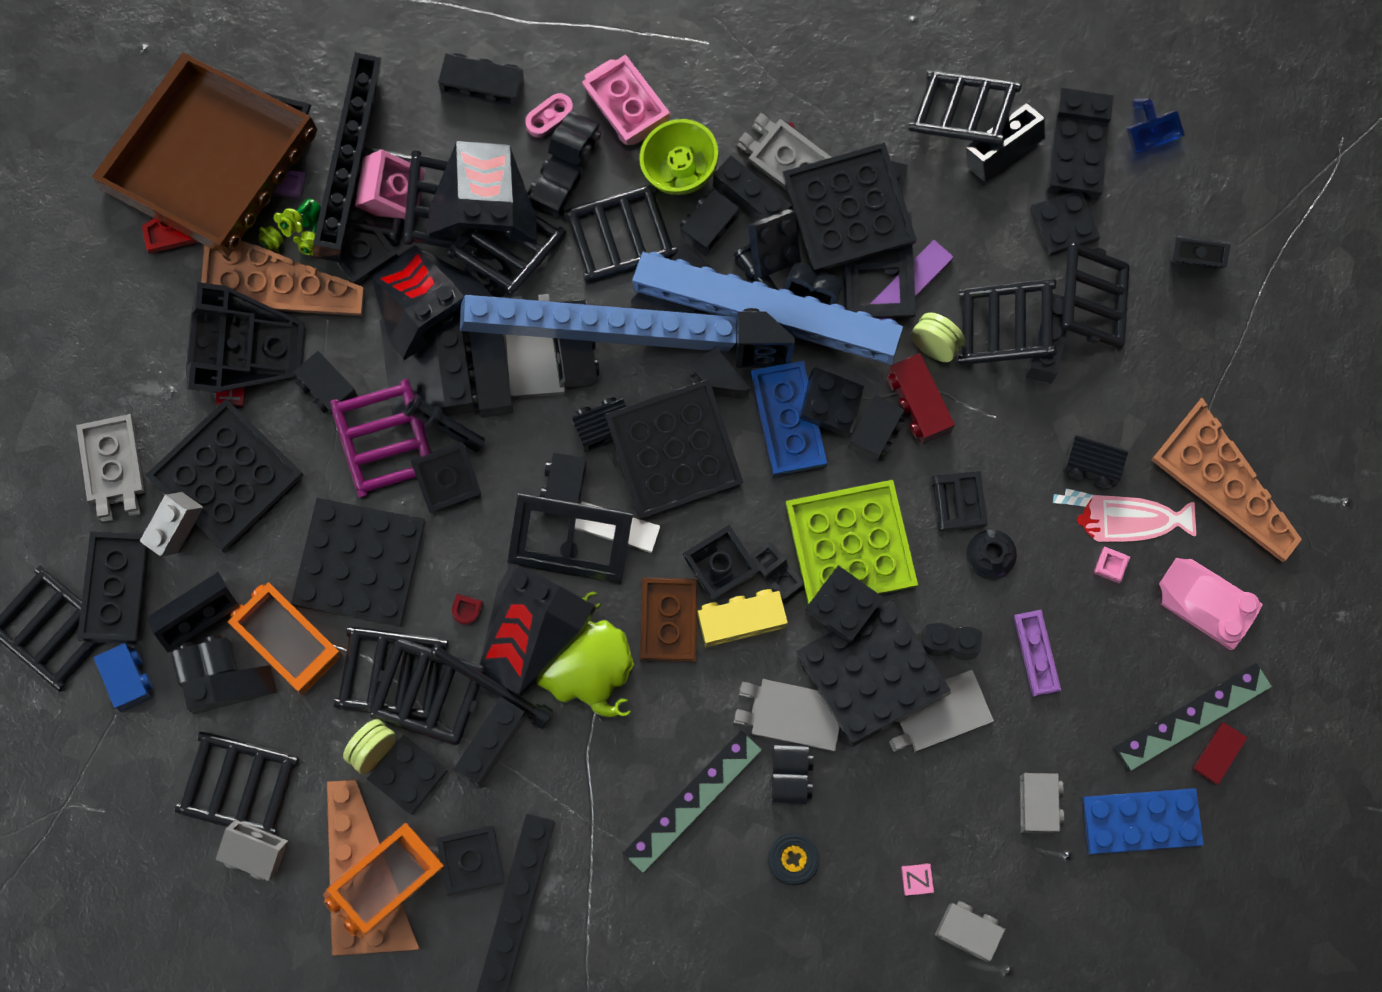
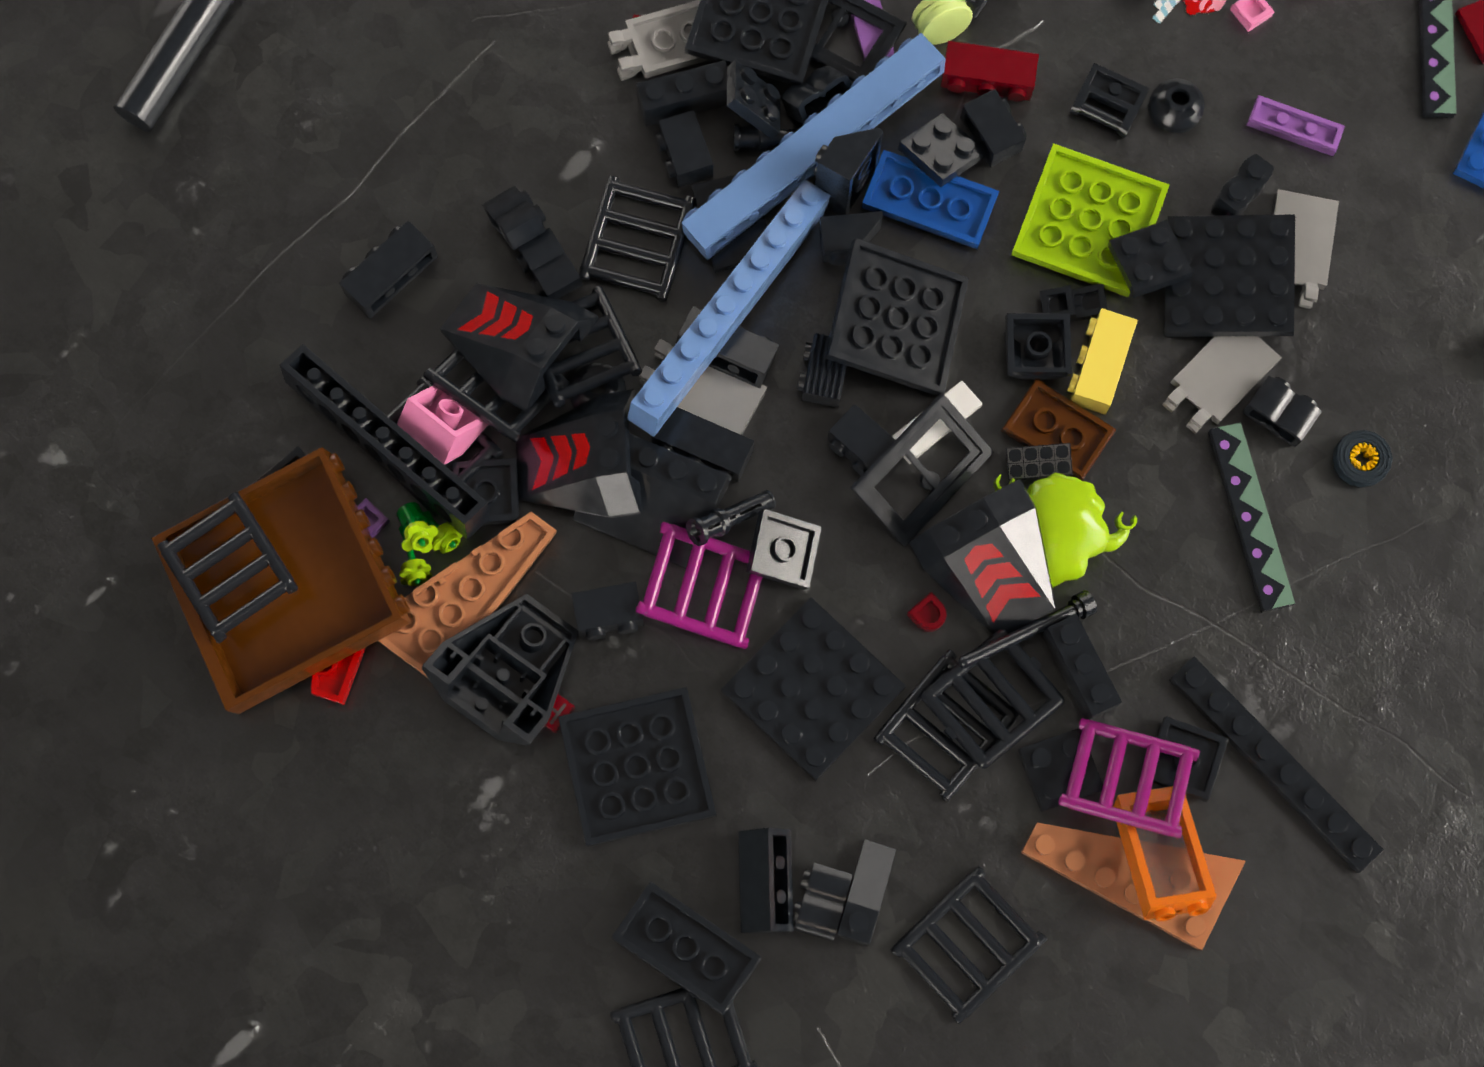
camera: 55 degrees left, 0 degrees up
(111, 465) = (549, 875): light grey tile -> none
(124, 677) = (788, 992): blue brick -> none
(167, 90) = (186, 575): none -> black bar
(171, 524) = (660, 847): light grey brick -> none
(251, 850) = (1051, 966): light grey brick -> none
(284, 638) = (848, 806): window -> none
(369, 746) = (1017, 785): yellowish green head -> none
(393, 844) = (1104, 807): none -> magenta bar
(546, 114) = (470, 230): bright pink plate -> none
(626, 100) = (504, 146): bright pink slope -> none
(632, 618) = (1039, 461): none -> black tile
(676, 146) = (597, 117): lime piece -> none
(917, 879) = (1446, 361): bright pink tile -> none
(1040, 803) = (1441, 209): light grey brick -> none

